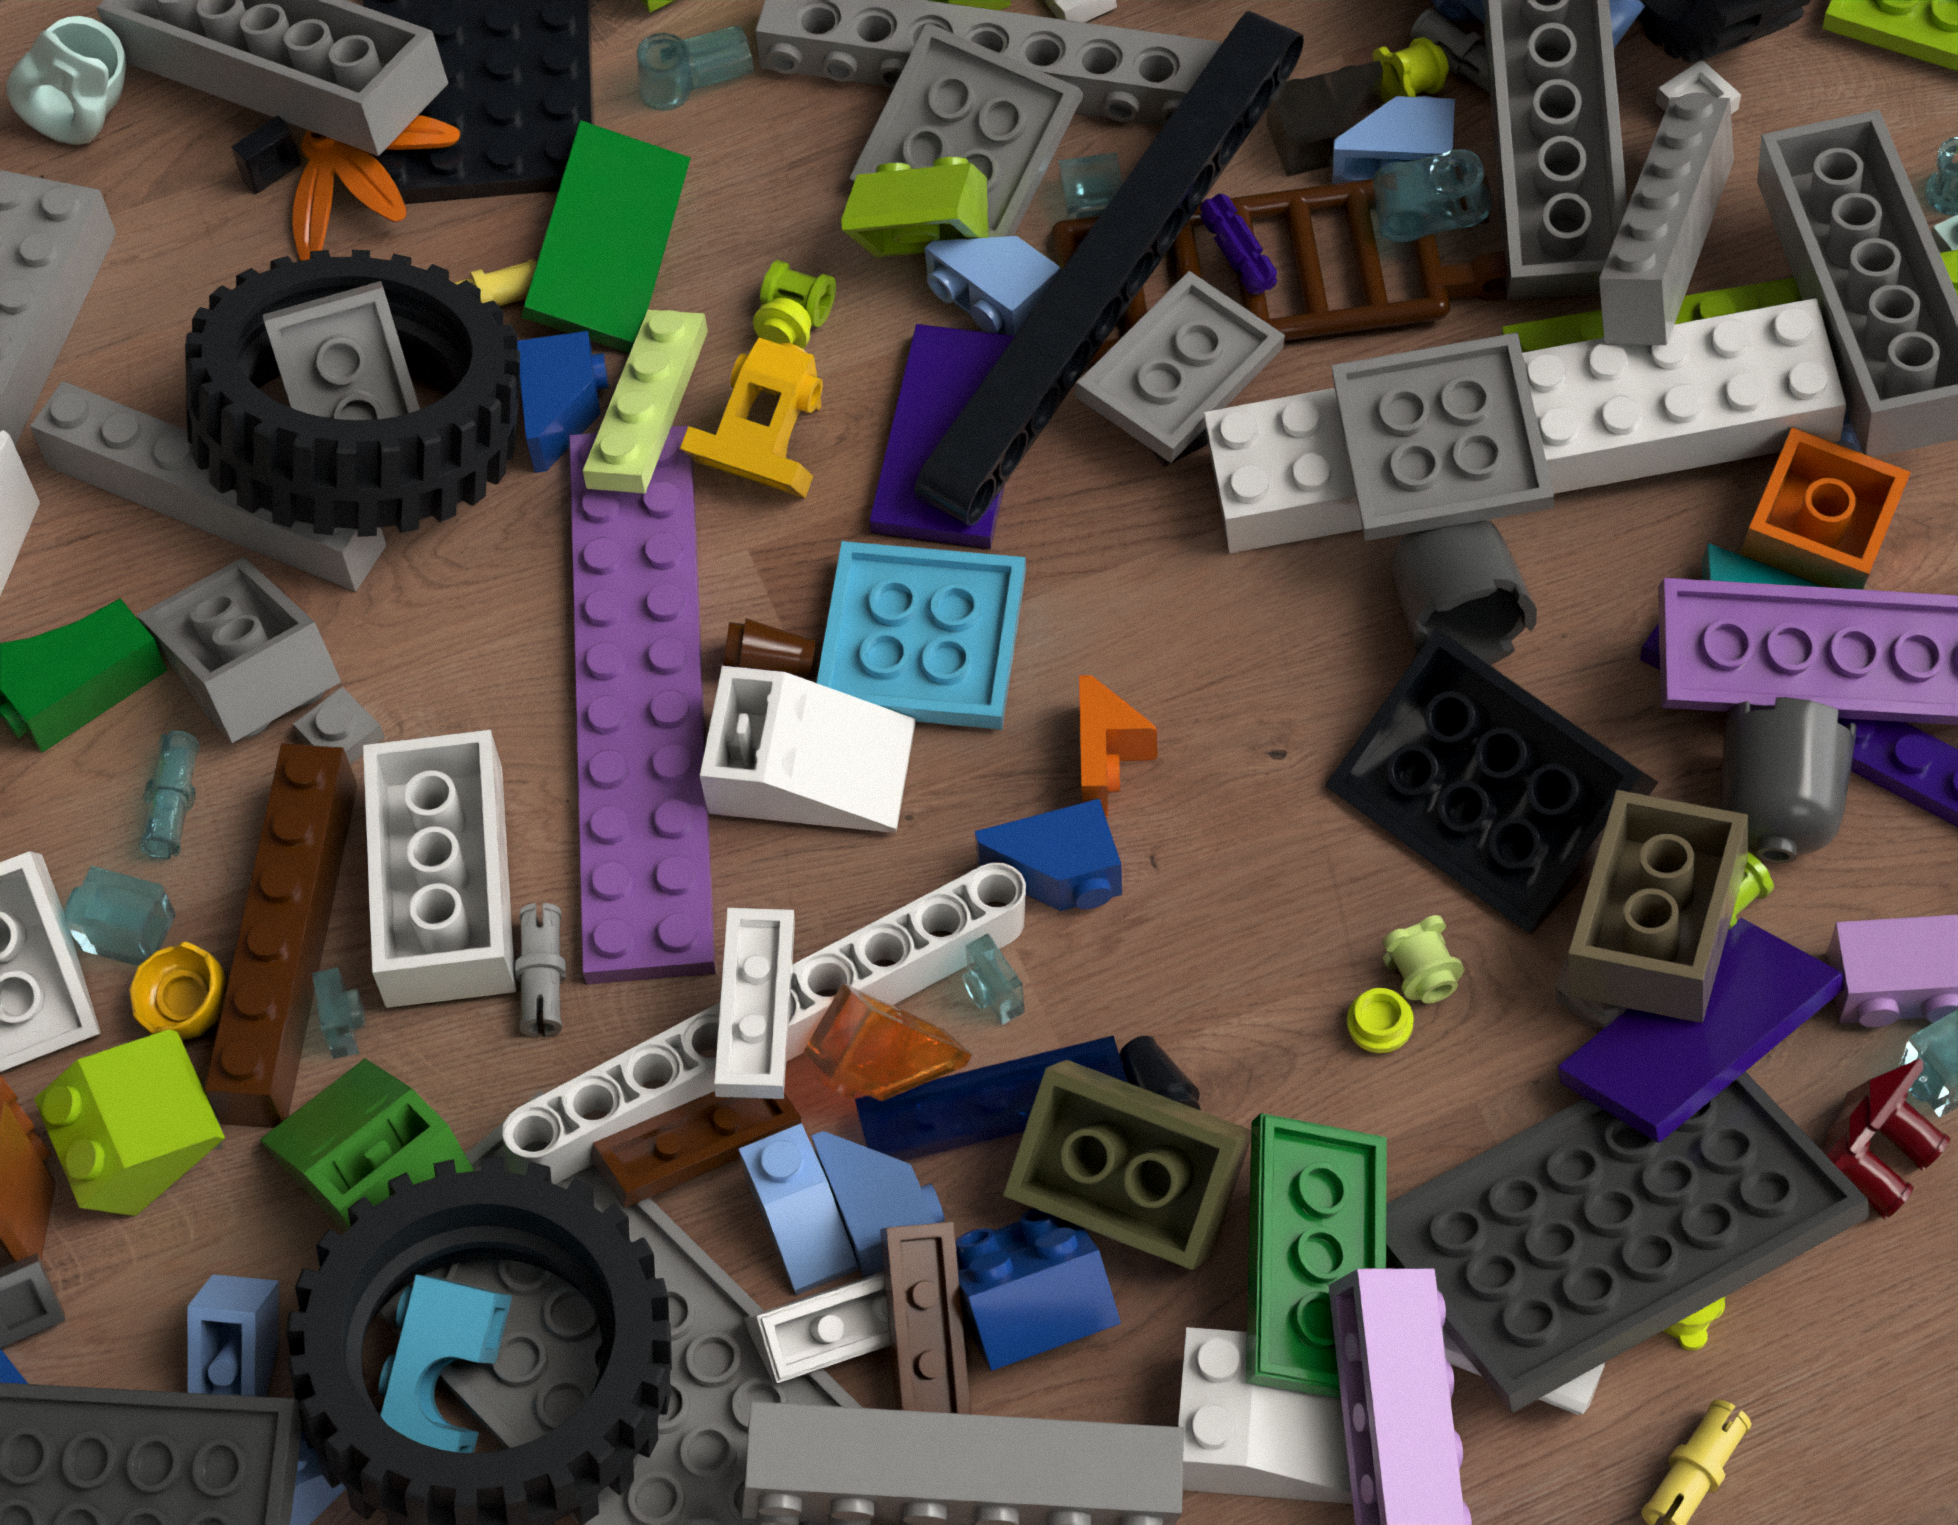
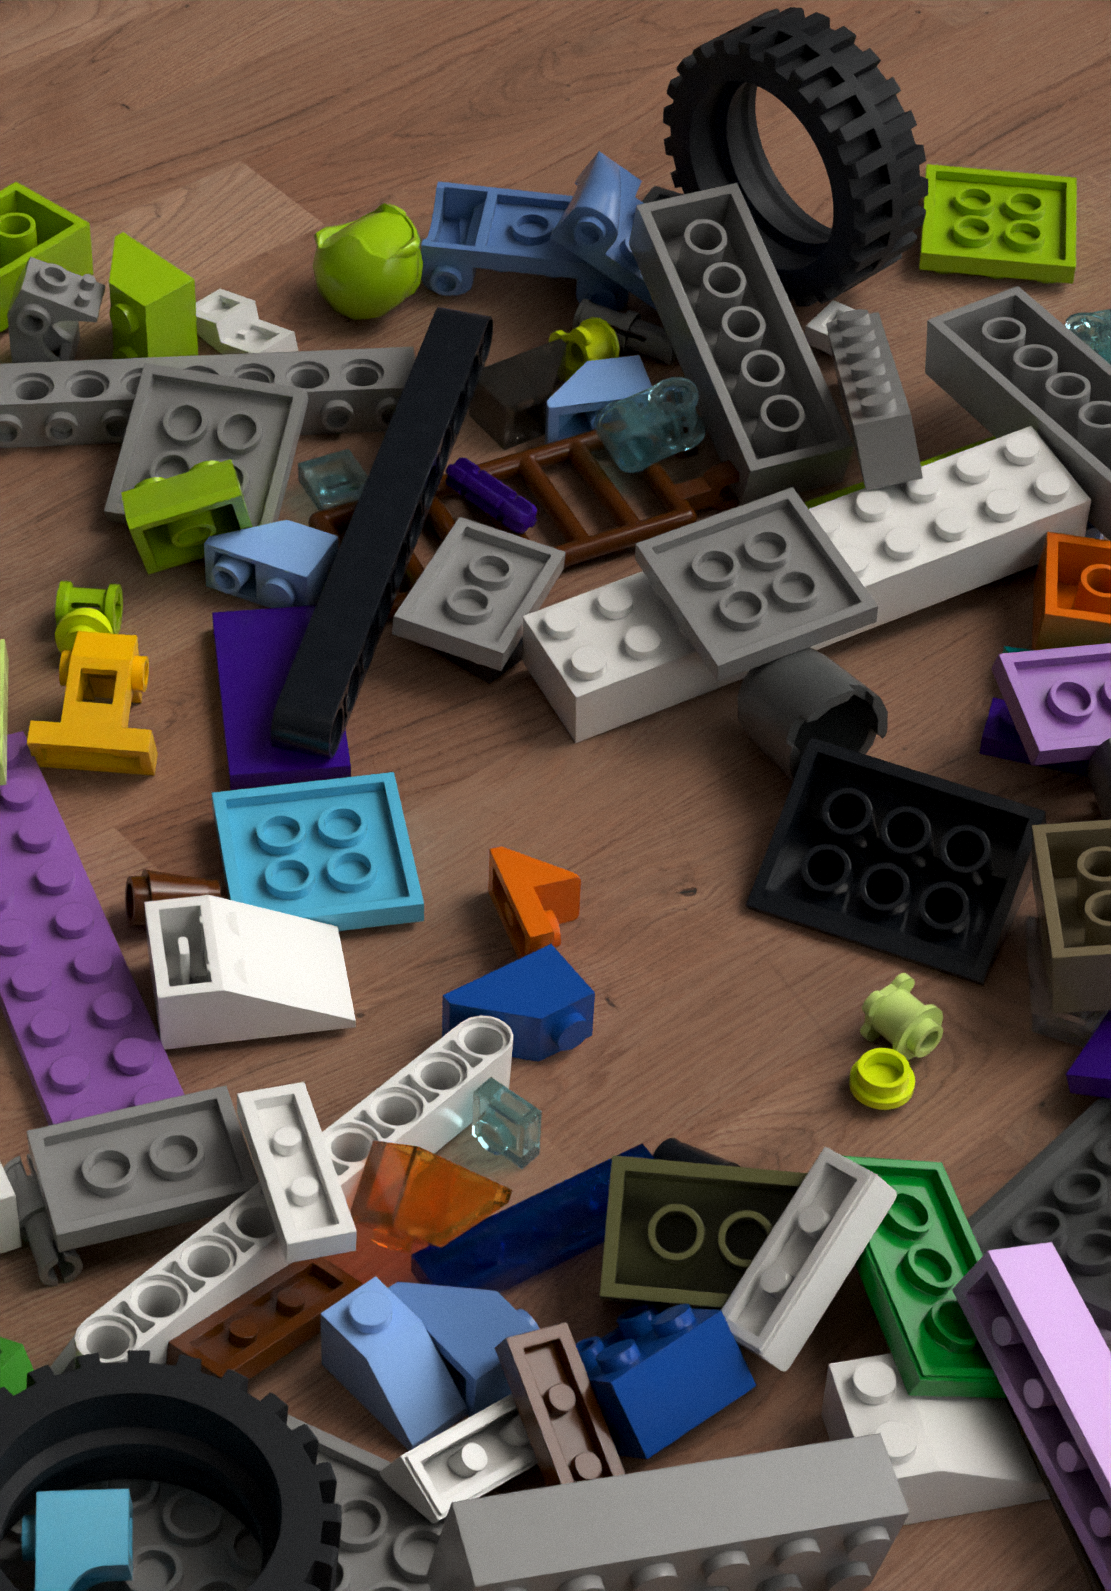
camera: 25 degrees left, 15 degrees down
(629, 949) = (141, 1167): none -> light grey plate
(1197, 1218) = (806, 1258): none -> white slope

